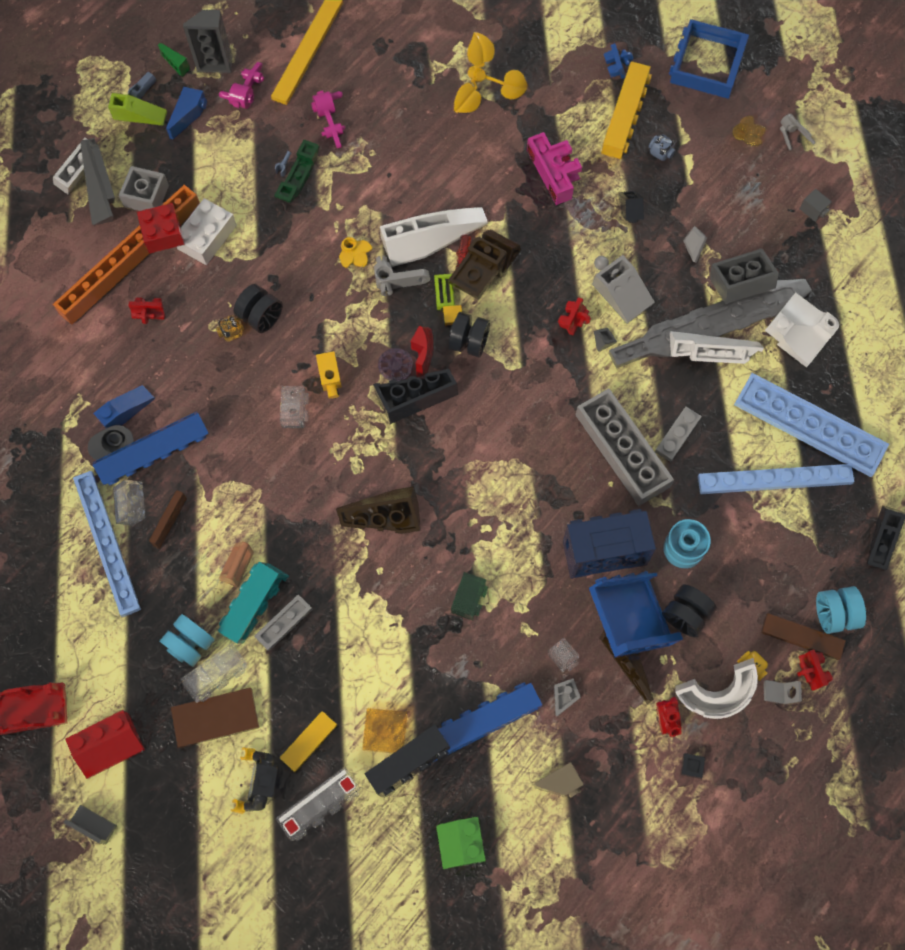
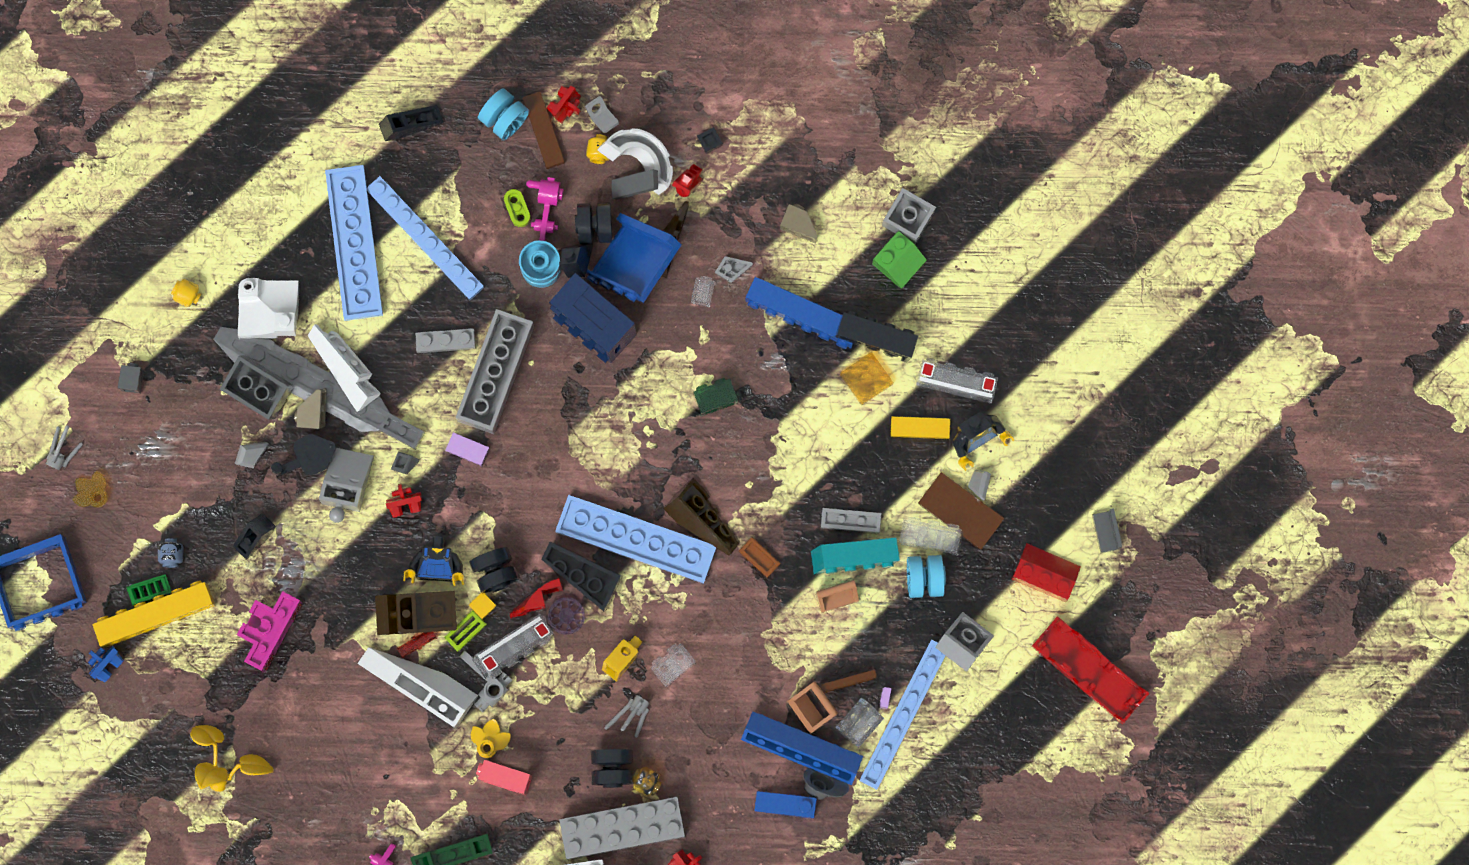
camera: 130 degrees left, 10 degrees up
(111, 628) = (964, 641): none -> light grey brick
(130, 537) = (885, 696): none -> lavender tile
(171, 477) = (807, 711): none -> nougat tile
(212, 288) = (622, 828): none -> light grey brick
(220, 749) = (979, 483): none -> light grey piece
(286, 362) = (637, 706): none -> light grey plant
(316, 236) = (504, 777): none -> coral window
(317, 532) = (759, 557): none -> dark orange tile
(402, 307) = (513, 646): none -> clear brick
(408, 453) = (636, 539): none -> light blue plate
(492, 883) = (909, 215): none -> light grey brick
(509, 303) = (436, 564): none -> torso
(579, 388) = (467, 449): none -> lavender tile
(648, 108) = (139, 586): none -> green slope
(661, 276) = (312, 456): none -> black piece
(669, 572) = (575, 259): none -> black slope
(694, 301) = (312, 411): none -> dark tan slope
(698, 668) = (635, 184): none -> dark grey tile
(742, 596) = (548, 194): none -> dark pink piece
(748, 564) = (518, 208): none -> lime plate
(857, 282) = (186, 292): none -> yellow head

